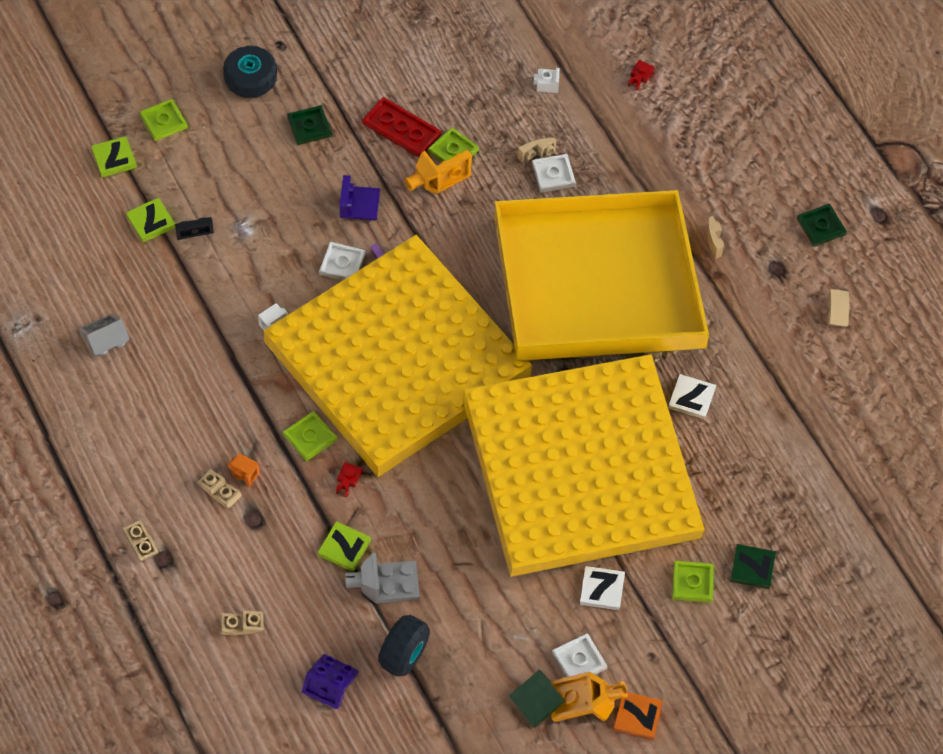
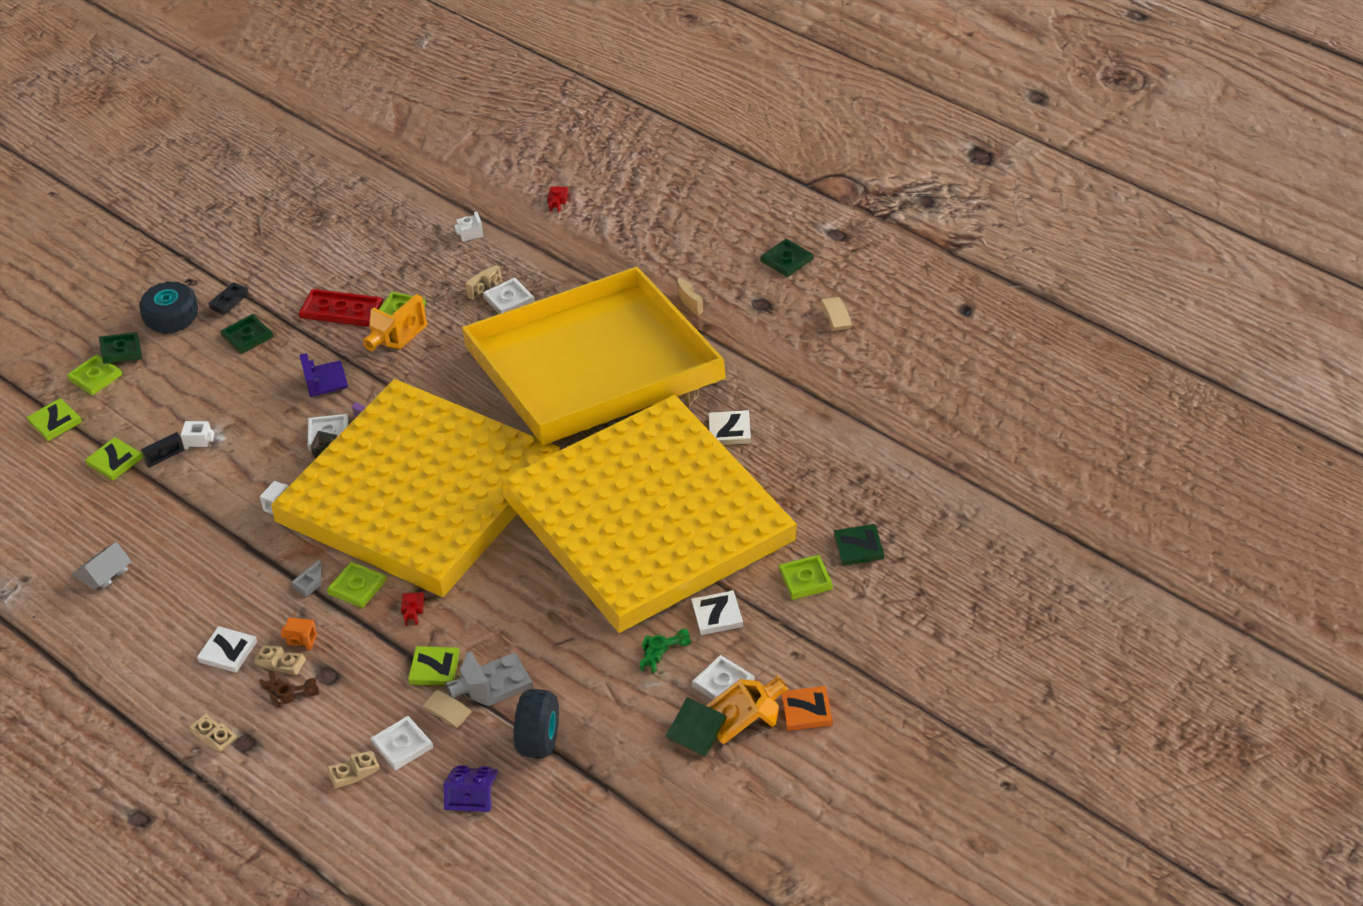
camera: 15 degrees left, 15 degrees down
(180, 460) = (227, 649): none -> white tile
(194, 99) = (120, 347): none -> dark green tile
(212, 523) = (285, 693): none -> reddish brown piece
(228, 223) = (196, 434): none -> white brick
(272, 415) = (308, 580): none -> light grey tile
(290, 612) = (401, 743): none -> white tile
(306, 79) = (228, 298): none -> black plate
(330, 278) = (321, 442): none -> clear smoke plate
(338, 595) = (447, 708): none -> tan slope
(538, 602) = (657, 646): none -> green piece

